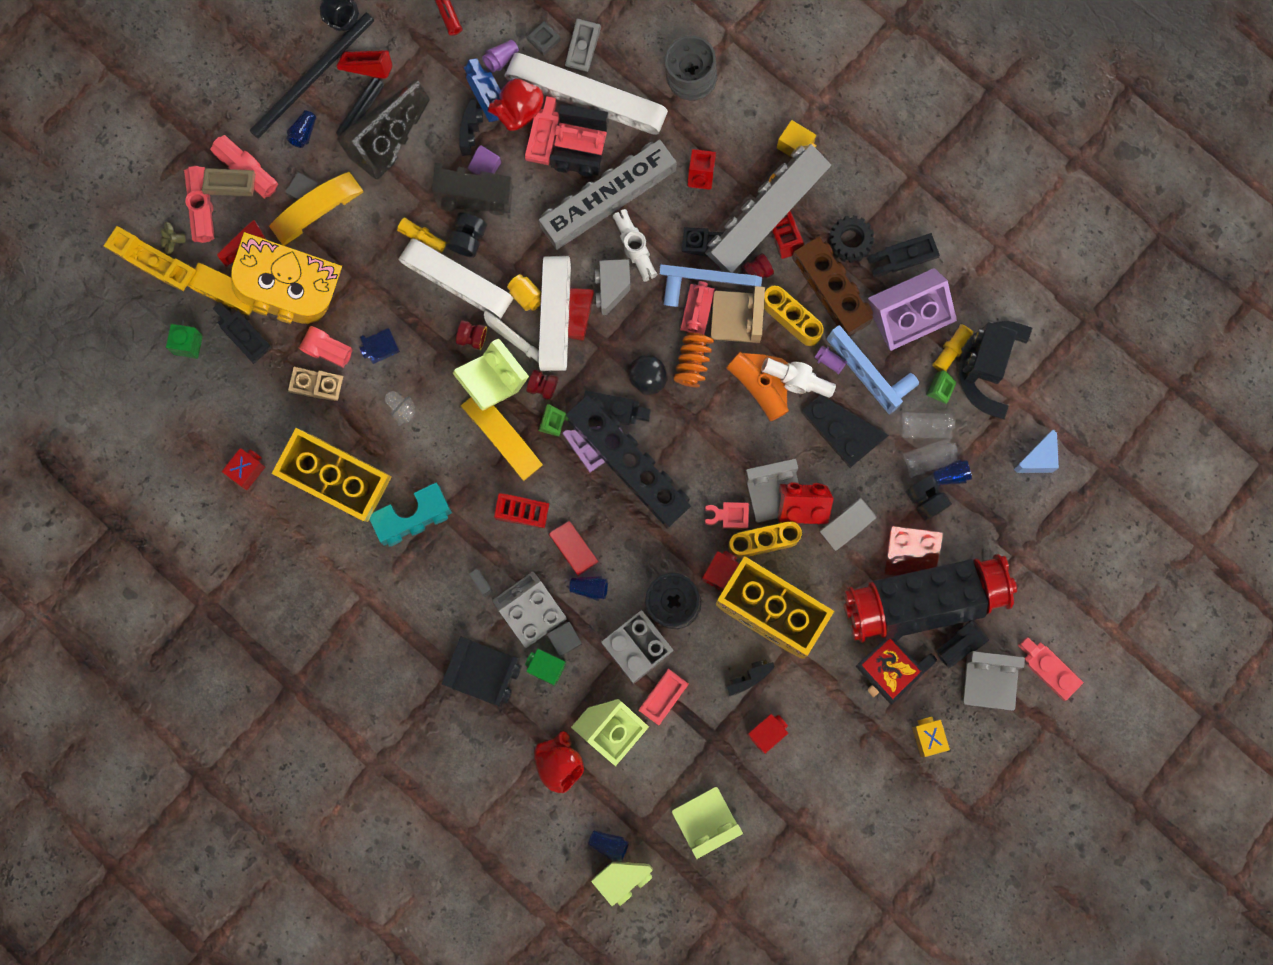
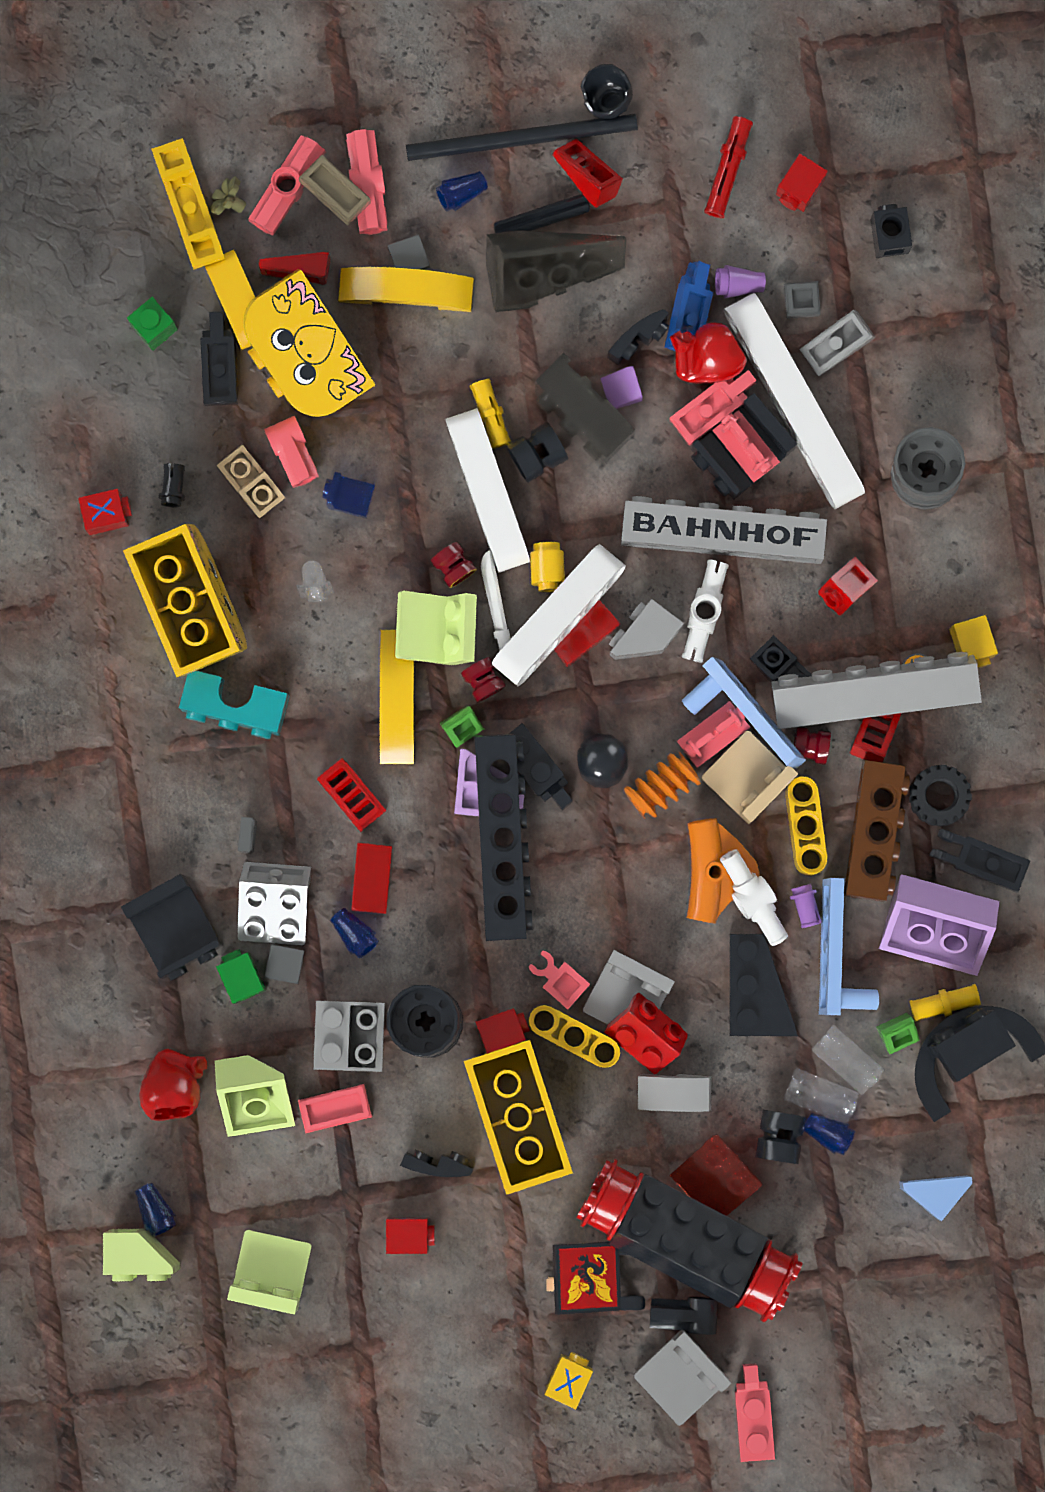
camera: 40 degrees right, 5 degrees up
(272, 423) = (172, 486): none -> black pin

